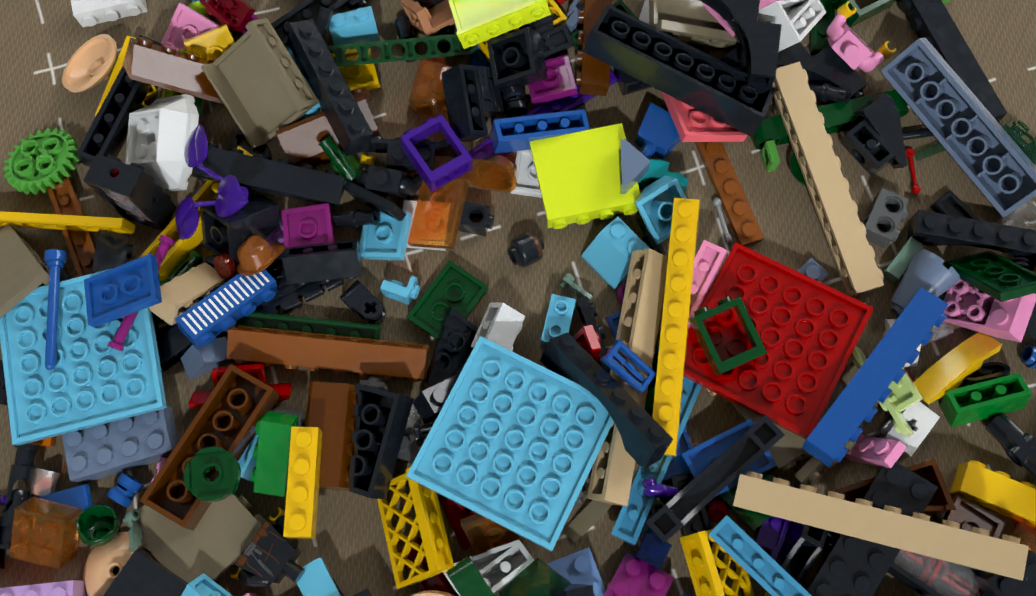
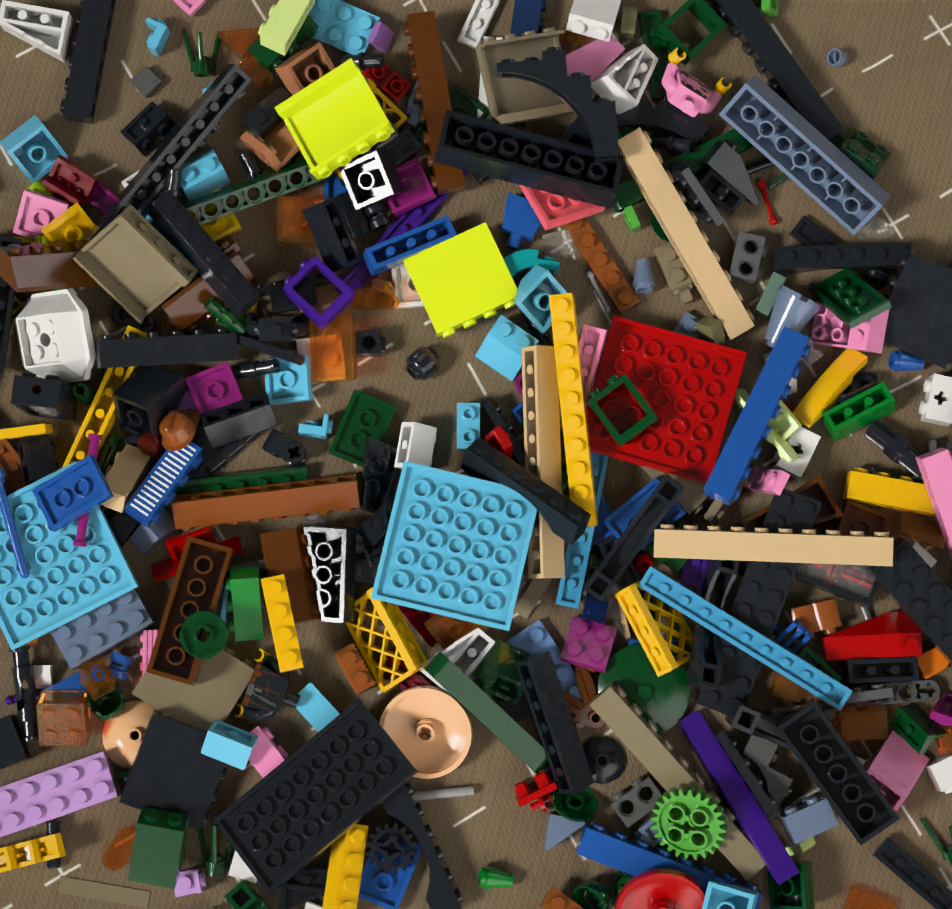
camera: 20 degrees left, 10 degrees up
(93, 497) = (97, 678): none -> clear orange brick
(135, 531) = (145, 699): sand green piece -> none
(172, 198) = (83, 393): none -> dark green pin
(230, 193) = (148, 387): dark purple plant -> none
(374, 554) = (355, 668): none -> dark orange brick
(568, 280) = (468, 383): sand green piece -> none
(624, 375) = (524, 450): blue tile -> none
(632, 165) = (503, 265): sand blue slope -> none
(653, 489) = (588, 558): dark purple arm -> none
(682, 573) = (624, 622): none -> tan piece
(690, 163) = (557, 244): none -> clear panel
(772, 216) = (643, 277): none -> sand blue cone
(805, 218) = (674, 272): none -> dark tan hinge
(835, 278) = (710, 330): none -> olive piece
(845, 139) = (694, 192): none -> black plate
(1001, 51) = (836, 57): none -> sand blue hinge

